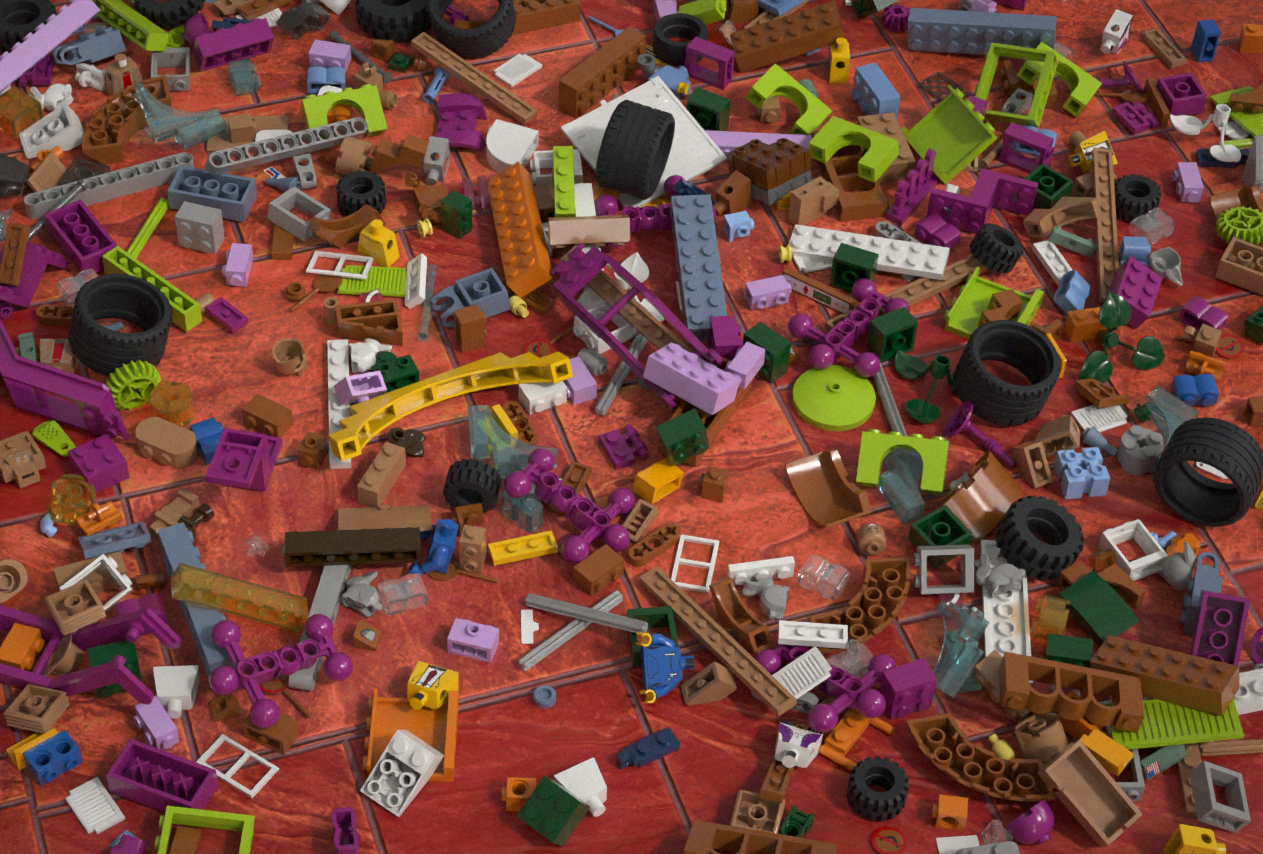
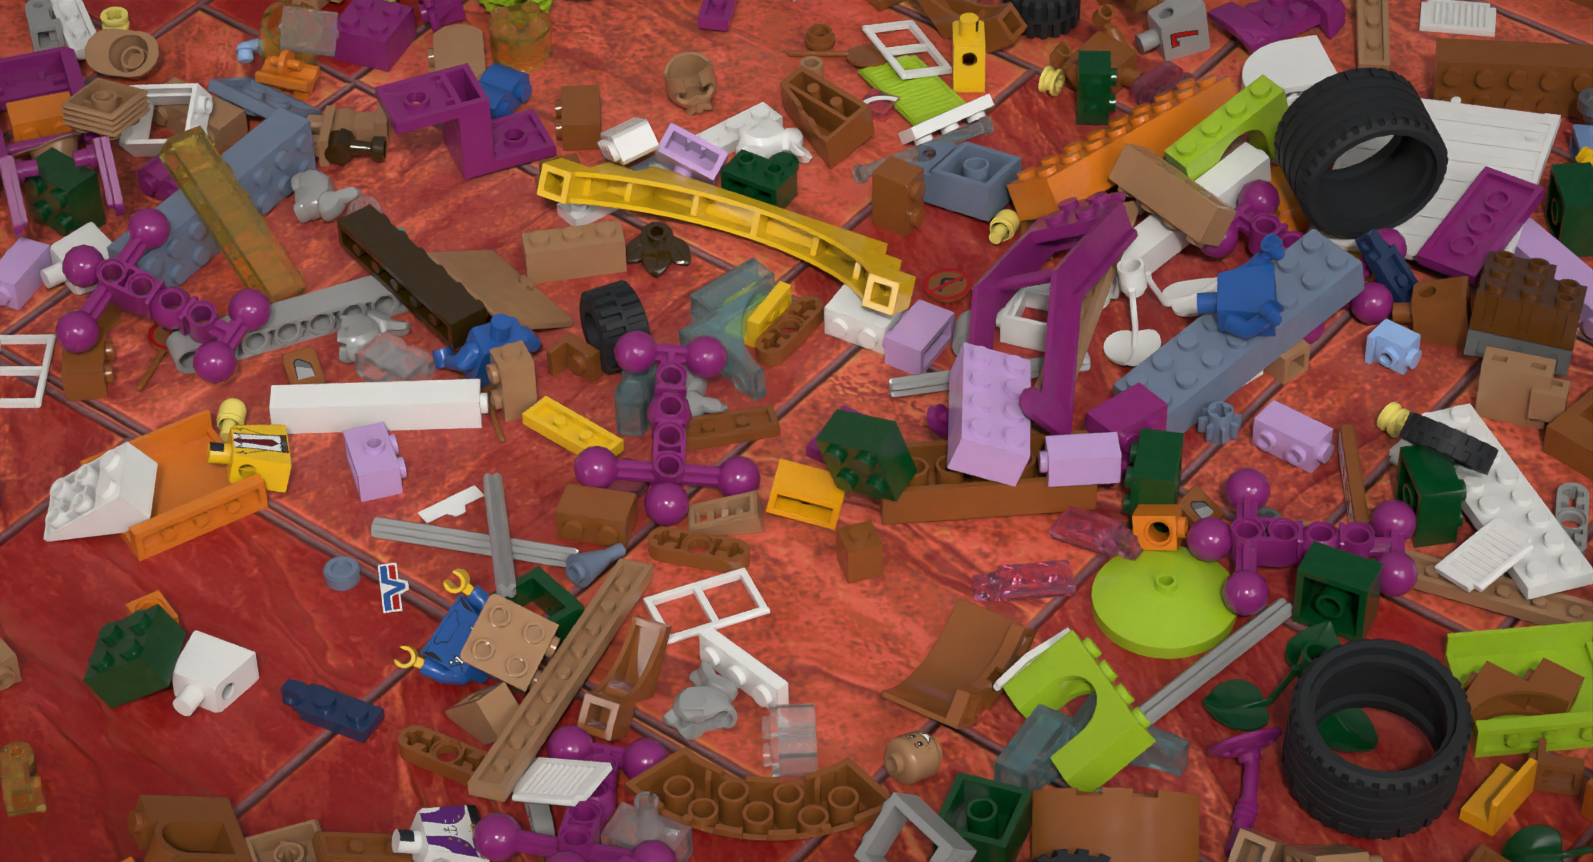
camera: 60 degrees right, 5 degrees down
(86, 487) = (308, 31): none -> clear piece
(224, 559) = (318, 197): none -> light grey animal
(330, 403) = (628, 141): none -> white brick
(373, 681) = (230, 413): none -> light yellow cylinder
(428, 618) = (396, 403): none -> white brick
(570, 681) = (391, 587): none -> sticker
(631, 592) = (587, 566): none -> sand blue cone
(689, 645) = (510, 643): none -> medium nougat bracket
(699, 147) = (1480, 223): none -> magenta plate
(701, 245) = (1247, 294): none -> blue torso
(727, 709) = (436, 745): none -> dark orange beam
(737, 308) = (1219, 423): none -> sand blue gear
(776, 394) = (1095, 534): none -> clear pink hinge
(784, 437) = (1025, 582): none -> clear pink hinge
(794, 370) = (1149, 537): none -> orange brick
(812, 634) = (640, 756): white plate -> none
(845, 240) = (1449, 441): none -> black tyre
(853, 459) = (1026, 659): none -> white window
(910, 275) = (1485, 555): none -> white window

